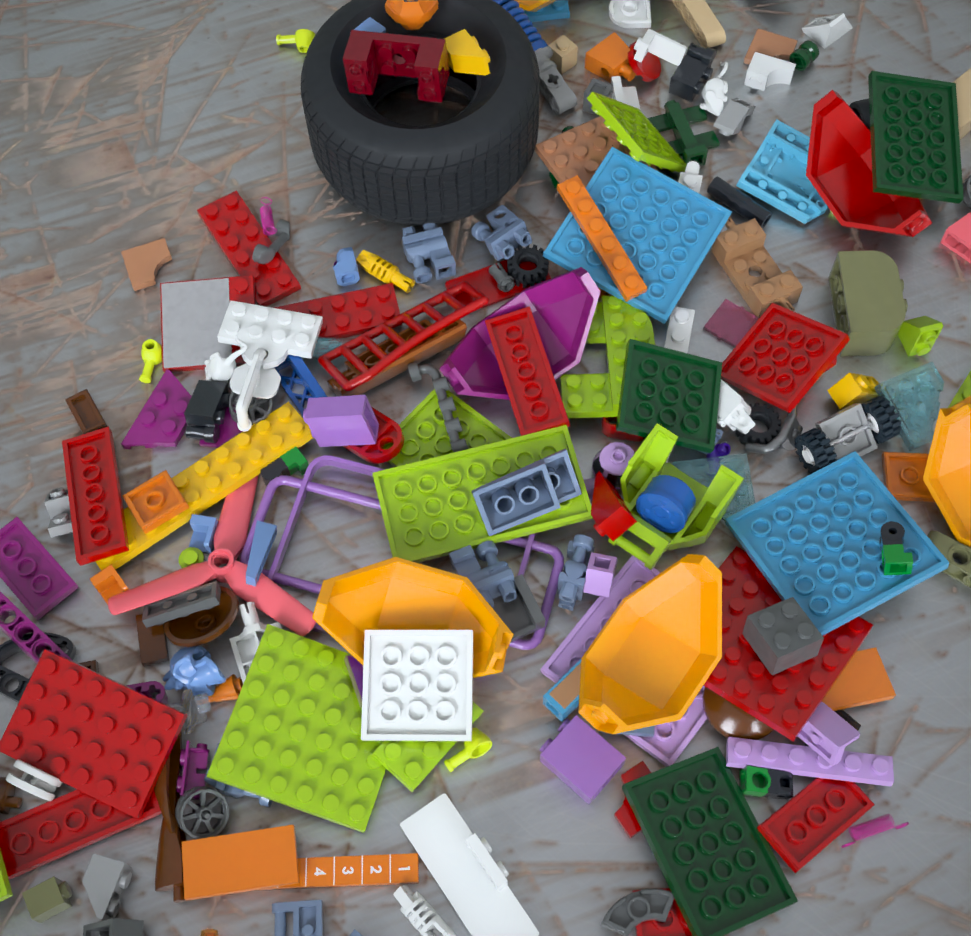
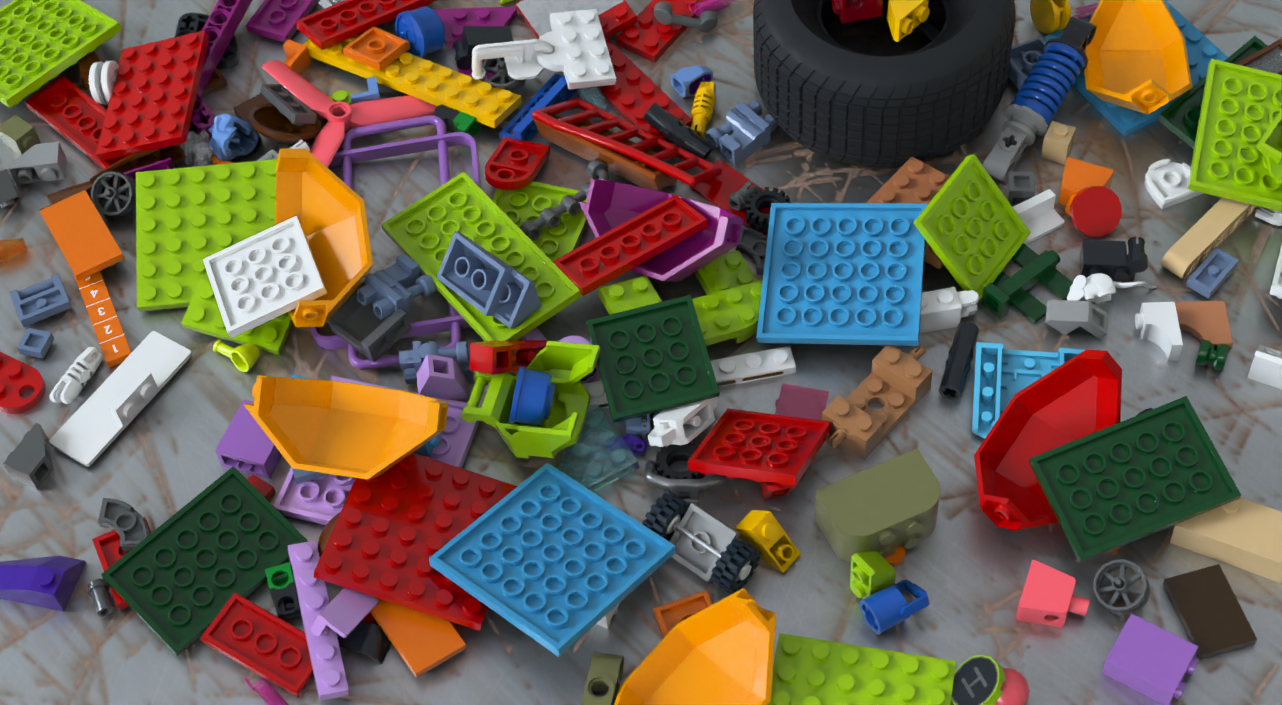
camera: 70 degrees right, 10 degrees down
(153, 454) = (422, 29): none -> blue wheel
(221, 369) = (527, 31): white animal -> none
(261, 546) = (357, 131): medium blue piece -> none
(341, 421) = (505, 129): medium lavender brick -> none
(406, 296) = (677, 131): none -> black axle
(506, 235) = (792, 174): sand blue hips -> none
(601, 238) = (812, 240): orange plate -> none
(659, 46) = (1106, 195): white bracket -> none
(732, 24) = (1212, 272): none -> sand blue plate
(782, 635) = (417, 529): dark grey brick -> none
(892, 551) = (550, 592): green leg -> none
(915, 401) = (791, 592): clear light blue plate -> none
(952, 338) = (890, 608): none -> blue piece

